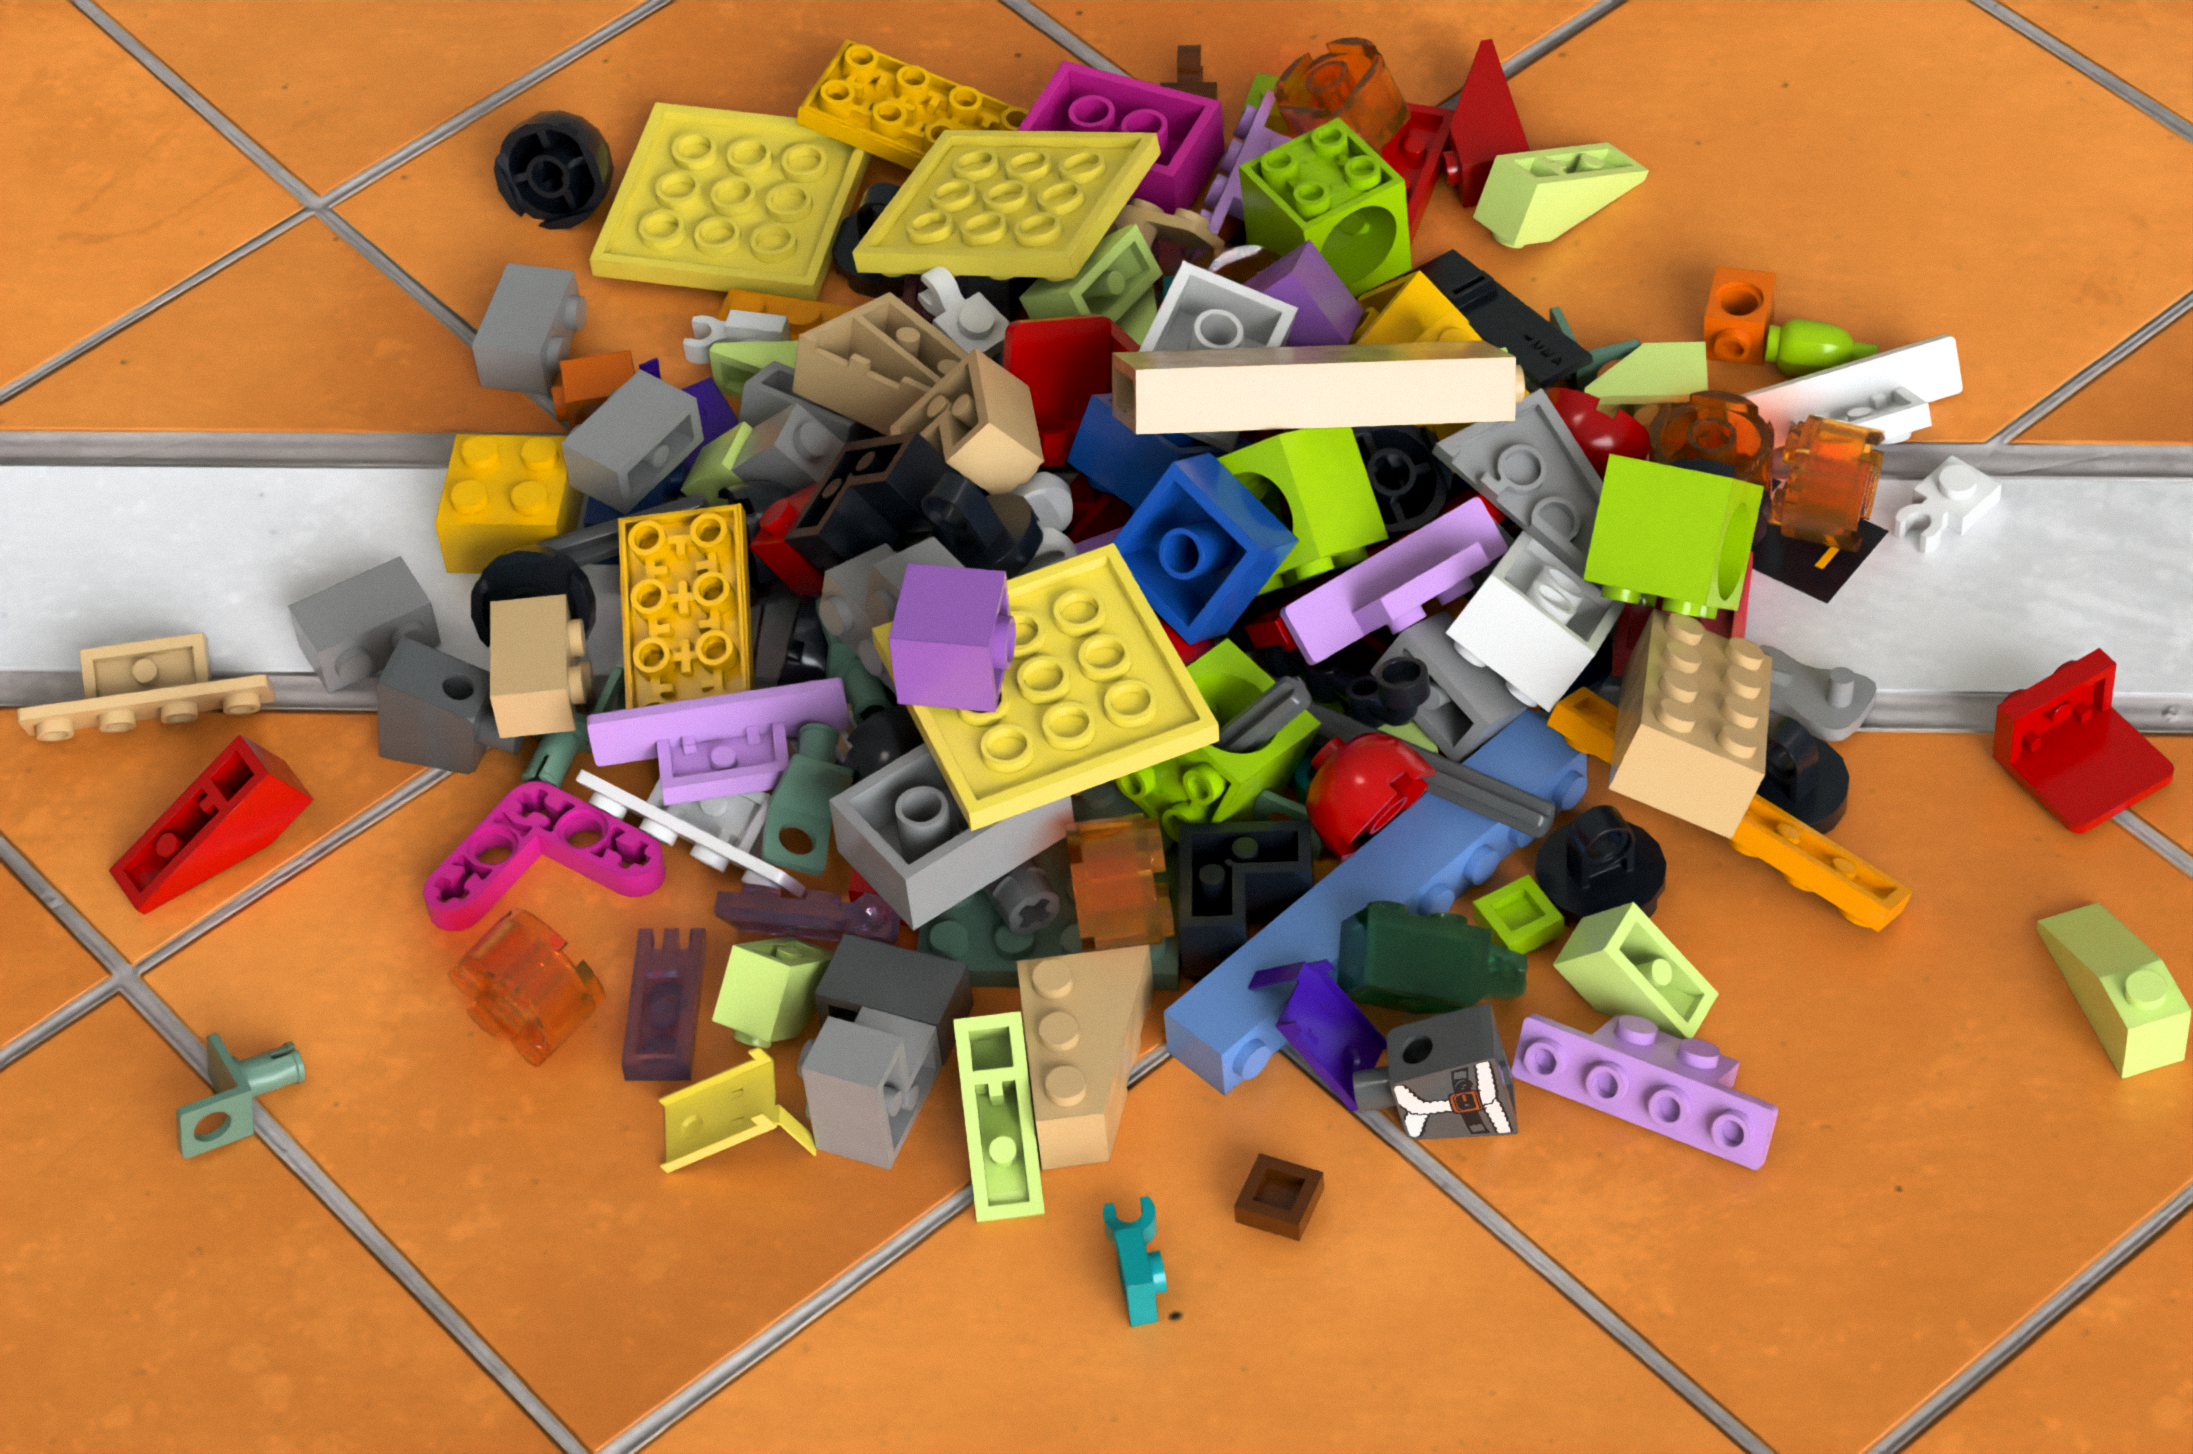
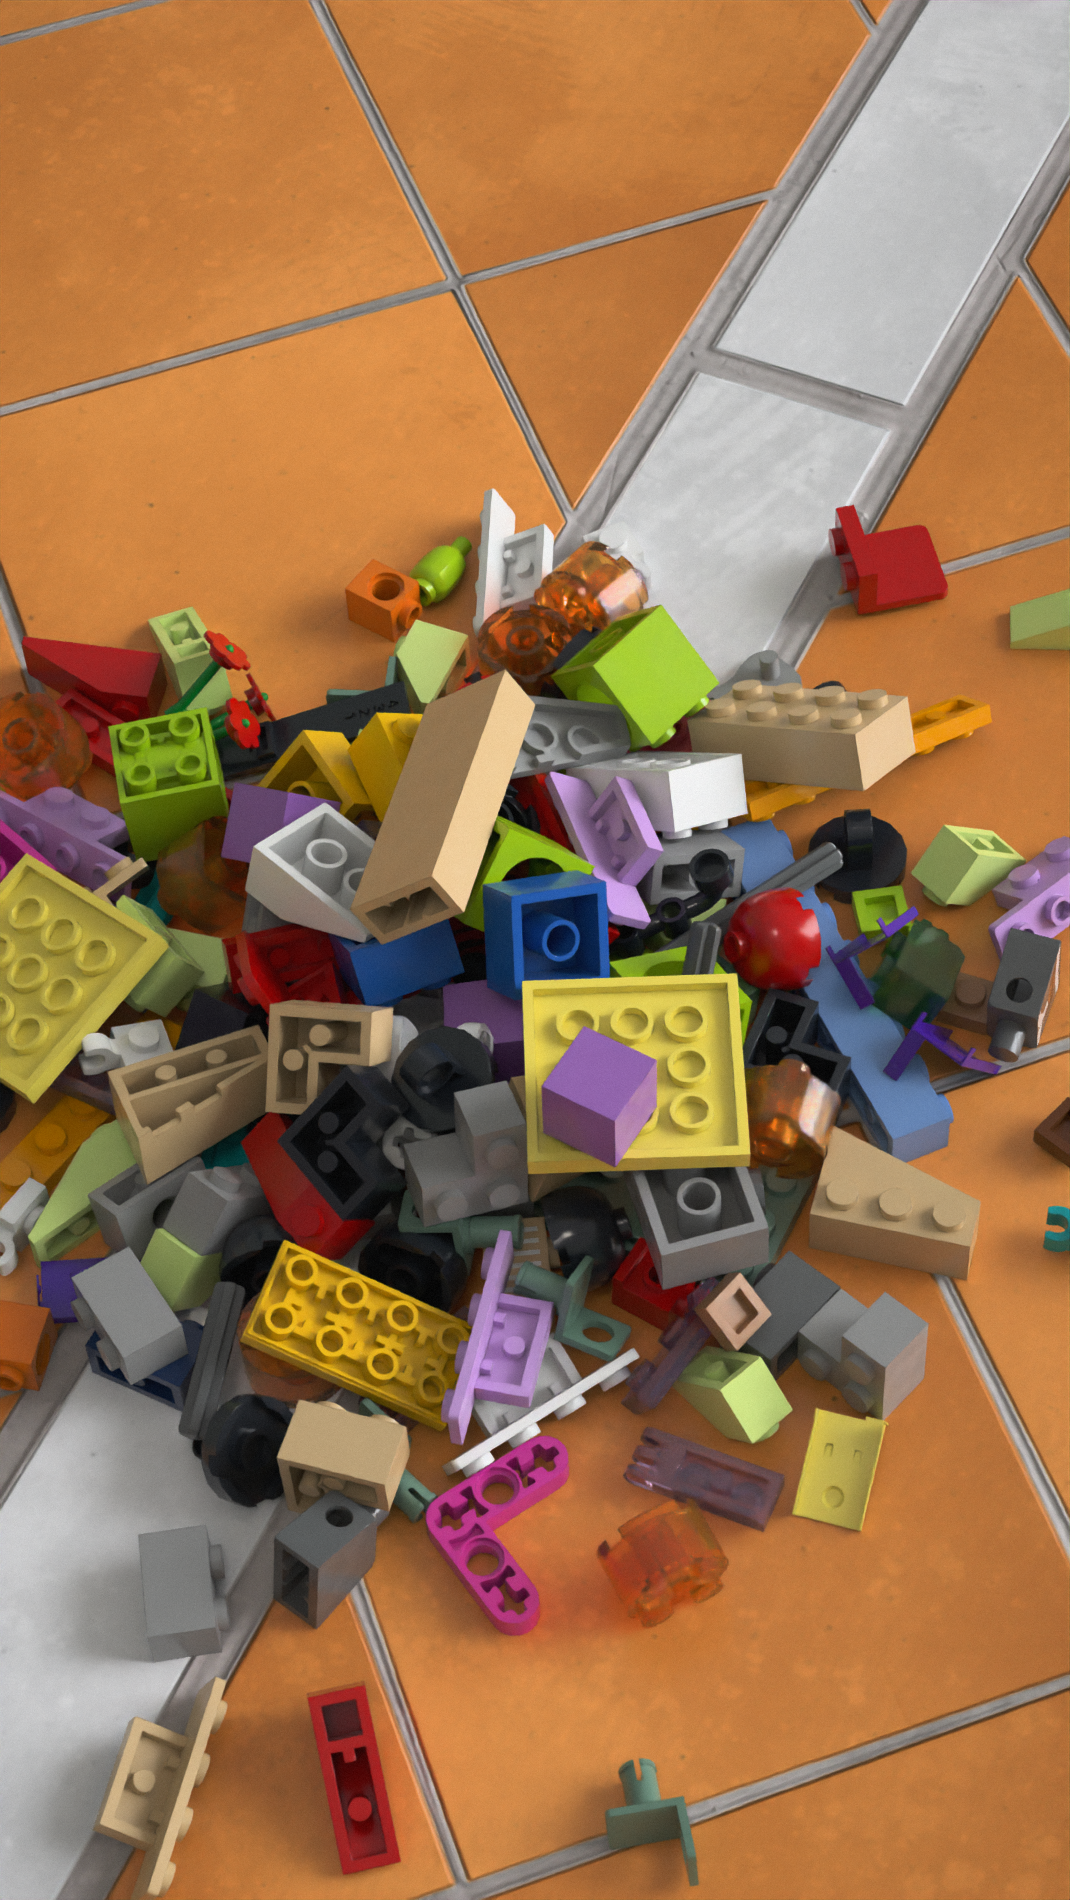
camera: 70 degrees left, 5 degrees up
(503, 497) = (107, 1443): yellow brick -> none
(841, 925) = (732, 1311): none -> medium nougat plate
(999, 1117) = (922, 1279): yellowish green slope -> none
(1406, 878) = (847, 969): none -> dark purple piece
(1458, 245) = (238, 720): none -> red plant

